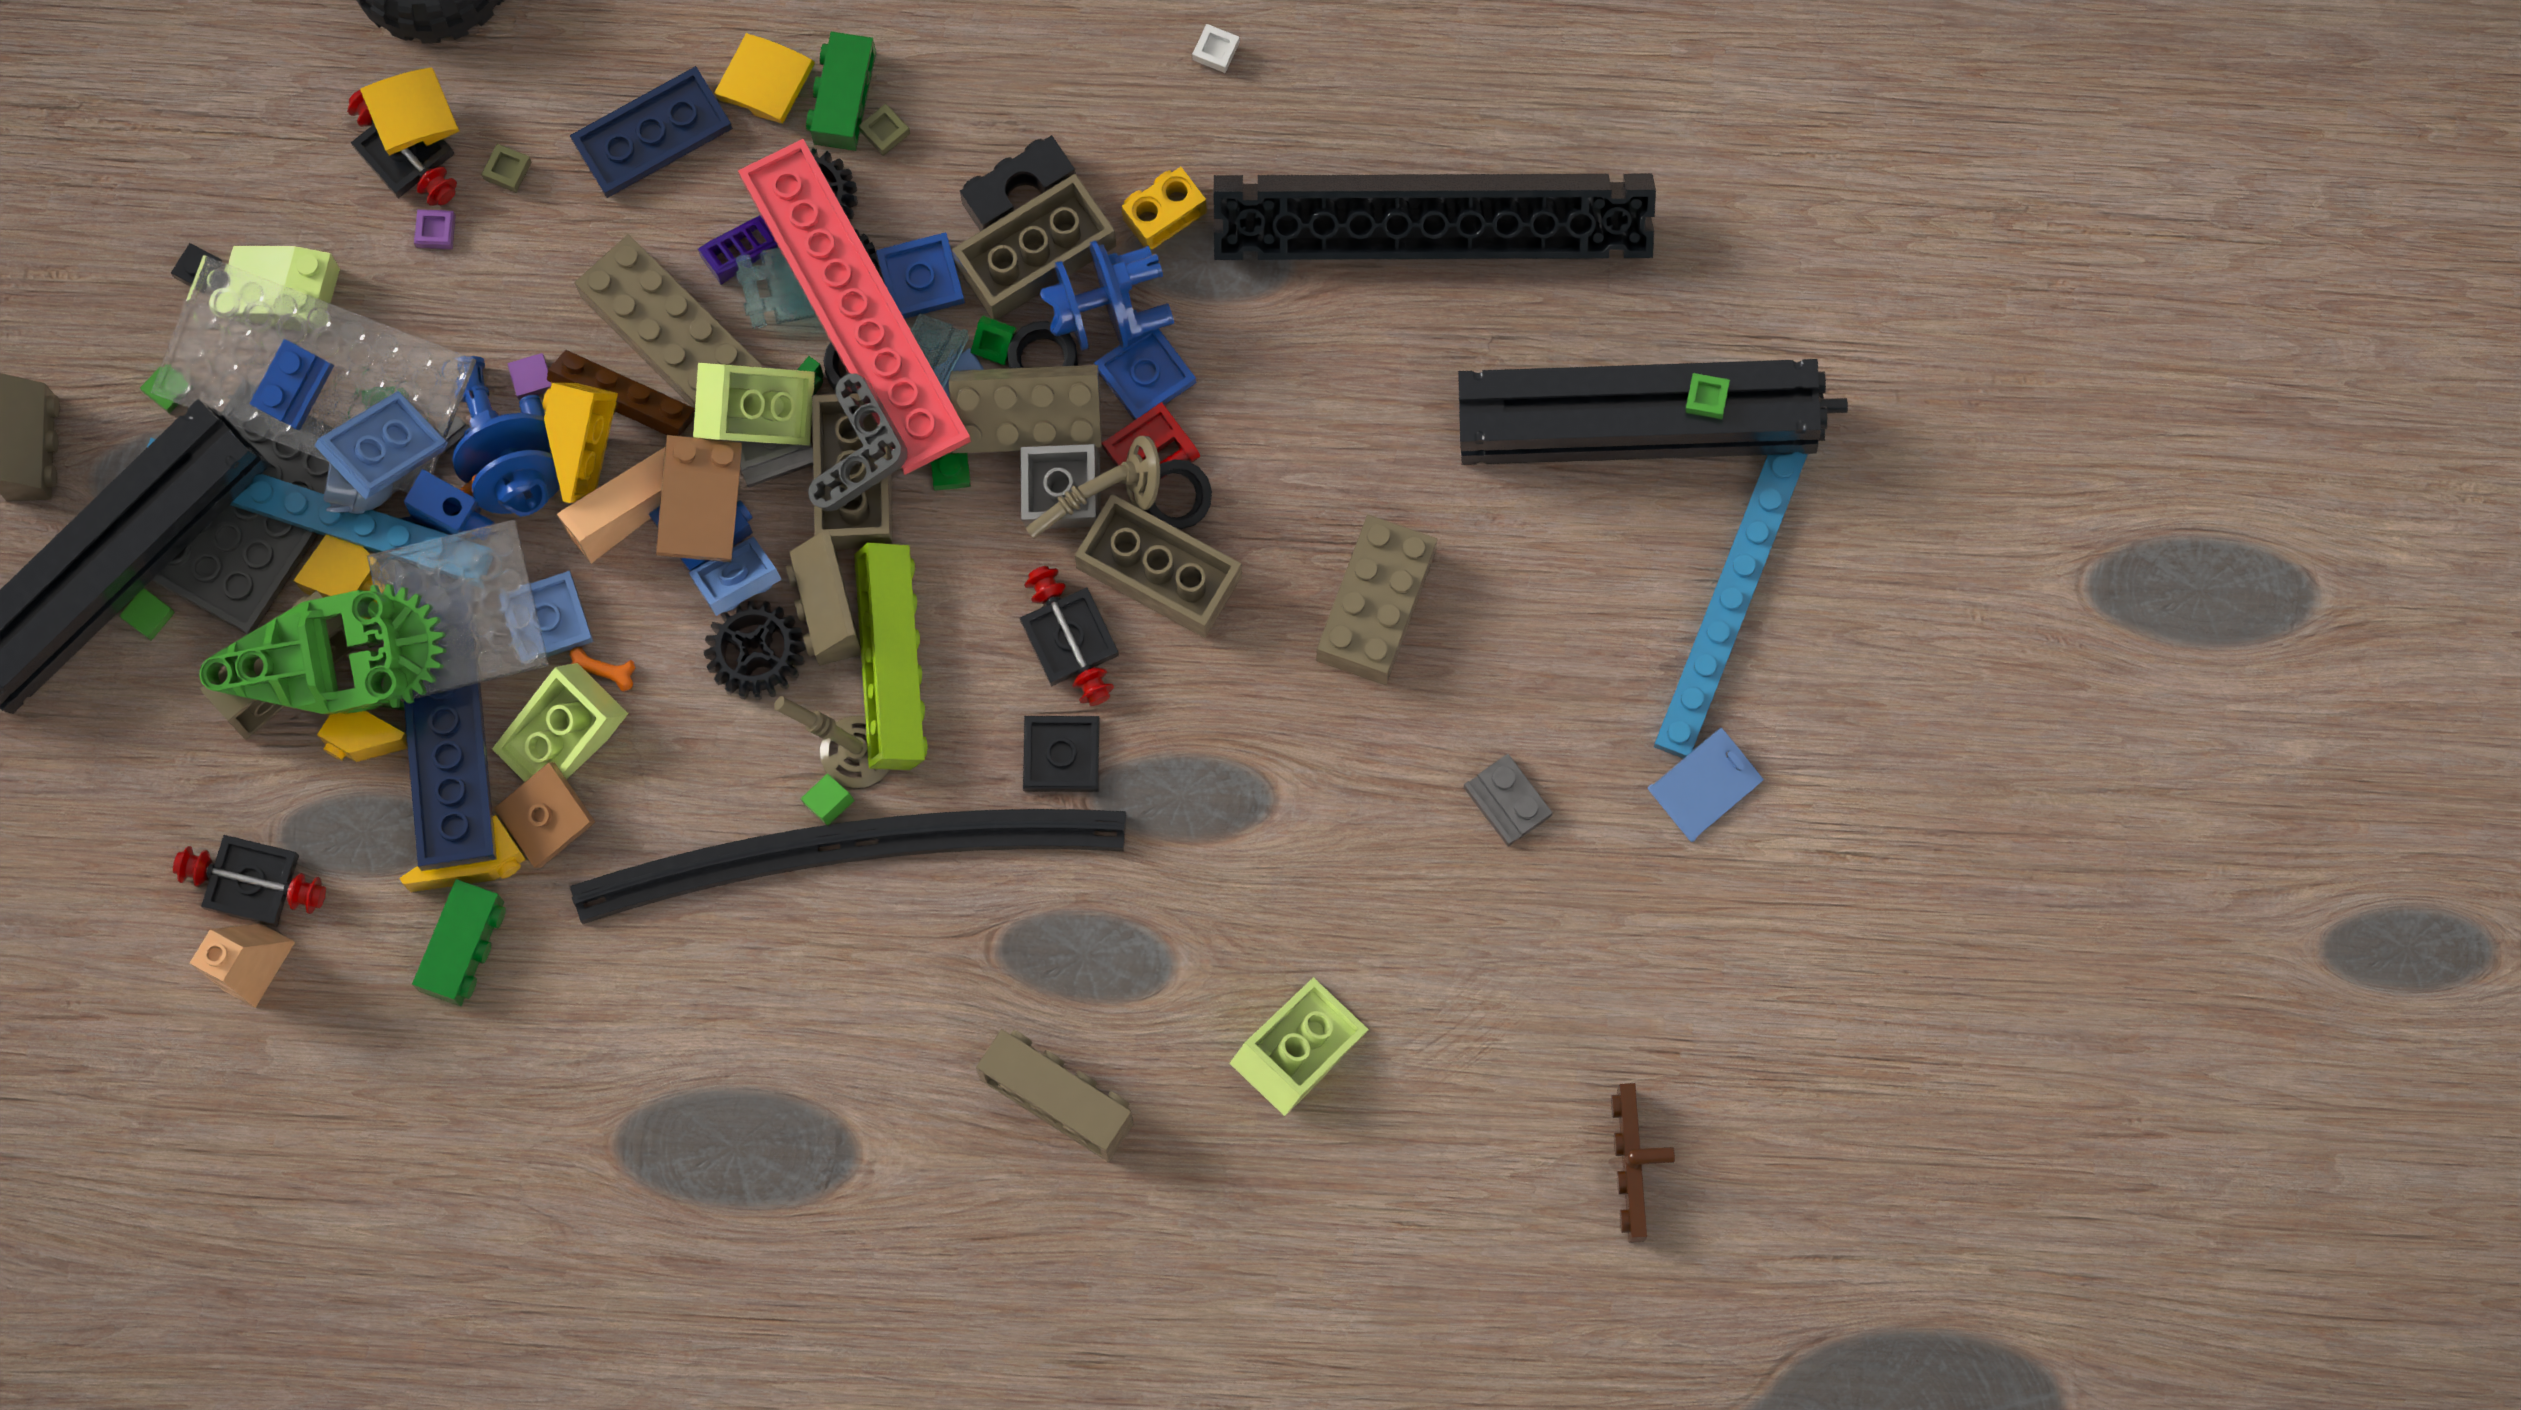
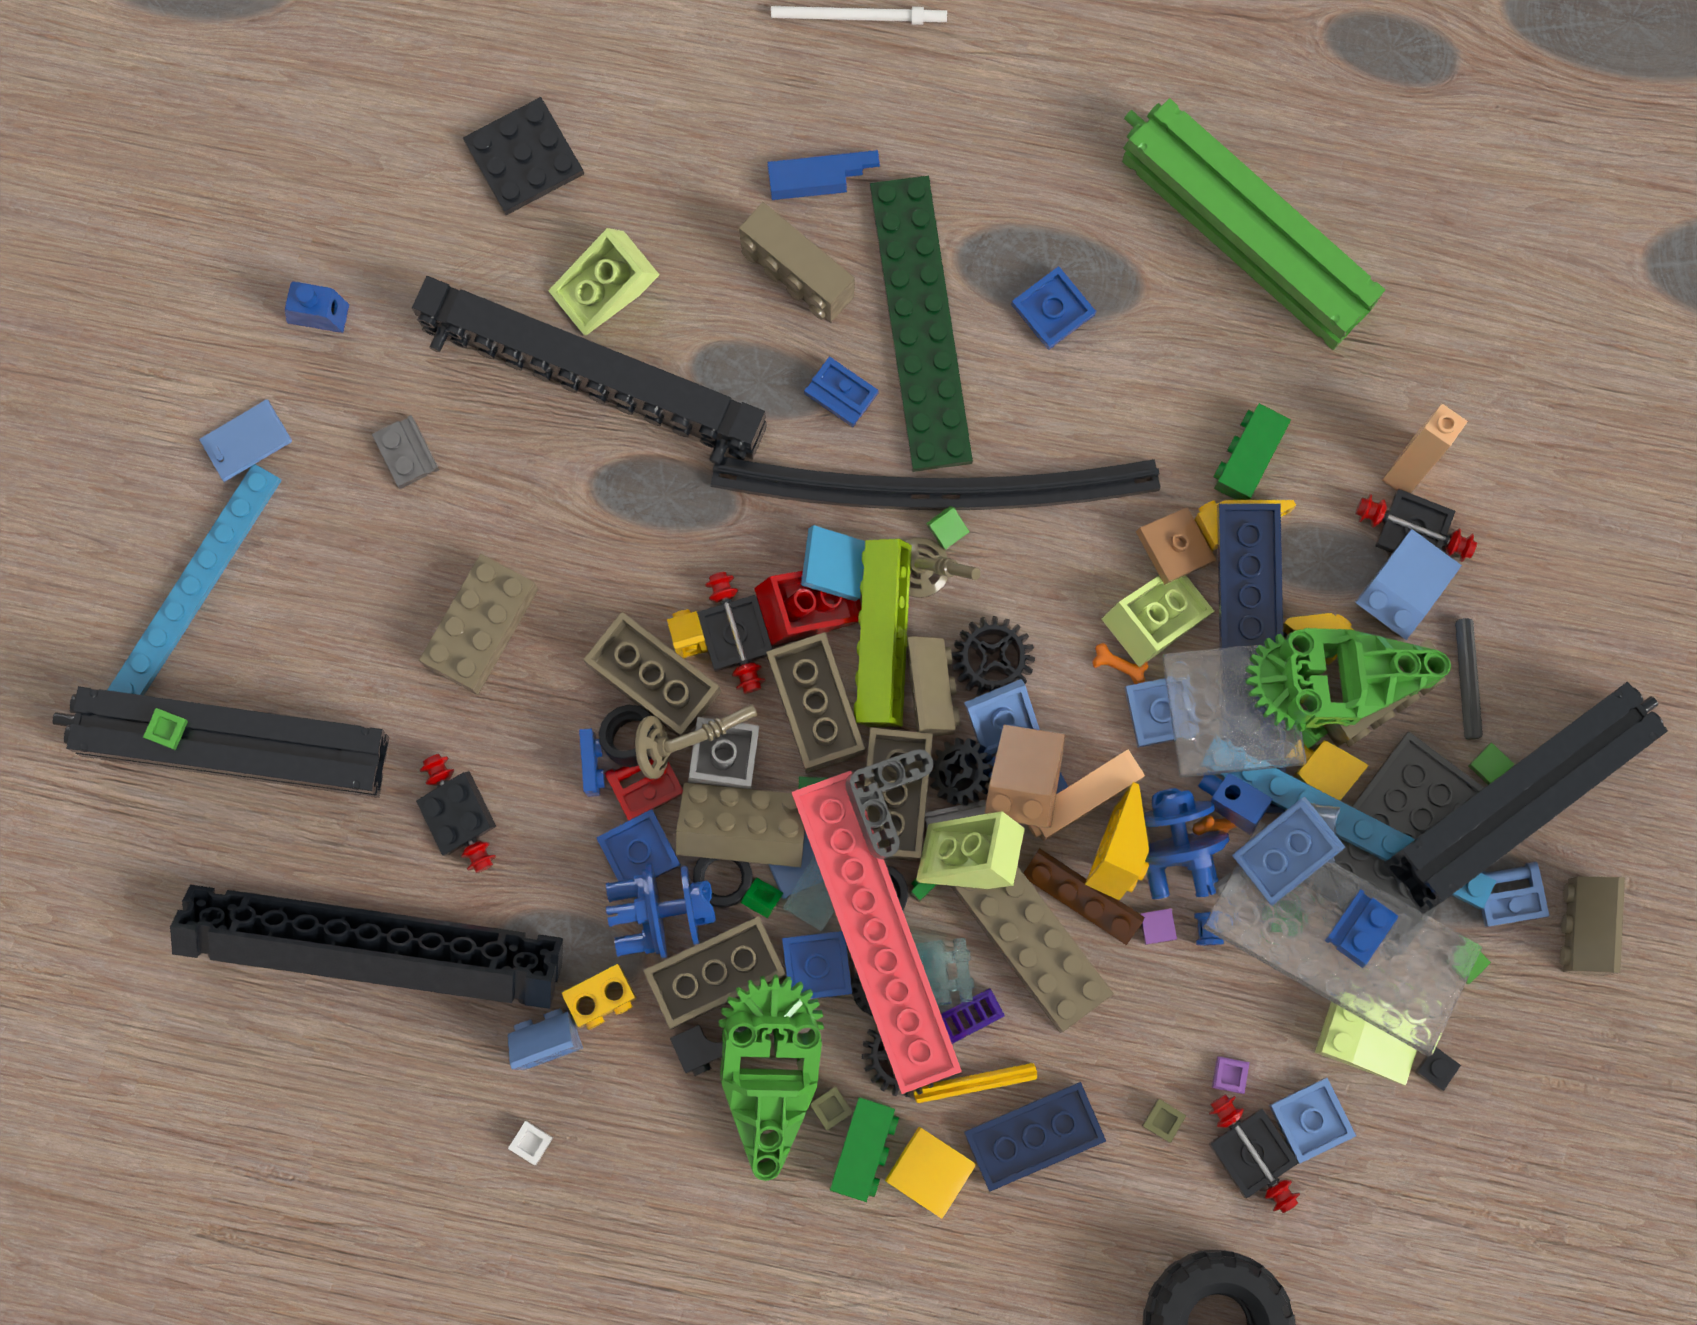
camera: 175 degrees left, 5 degrees up
(108, 456) = (1516, 904): none -> medium blue plate
(177, 710) = (1468, 678): none -> dark grey axle
(257, 800) = (1408, 584): none -> medium blue slope
(338, 191) = (1312, 1120): none -> medium blue plate
(409, 110) = (1245, 1178): yellow slope -> none
(482, 1234) = (1250, 222): none -> bright green brick
(701, 187) = (977, 1082): none -> yellow axle
(724, 1096) = (1053, 308): none -> blue plate
(765, 517) = (958, 757): none -> black gear
(892, 1059) = (921, 324): none -> dark green plate
(951, 116) = (770, 1096): none -> bright green connector
(960, 562) = (815, 703): none -> dark tan brick
(960, 730) = (833, 563): none -> dark azure tile
(980, 949) = (841, 391): none -> blue plate
(984, 682) = (800, 612): none -> red slope
(1048, 1232) = (817, 174): none -> blue piece
(1061, 754) = (755, 541): black tile -> none
(1125, 619) = (687, 633): none -> yellow slope
(1211, 445) = (590, 751): none -> blue plate
(1215, 139) = (543, 1041): none -> medium blue slope
(1294, 922) = (589, 368): none -> black brick
(1363, 382) = (456, 813): none -> black plate
(1431, 1202) = (523, 156): none -> black plate
(1628, 1146) = (365, 148): reddish brown plate -> none
(1653, 955) = (312, 305): none -> blue torso

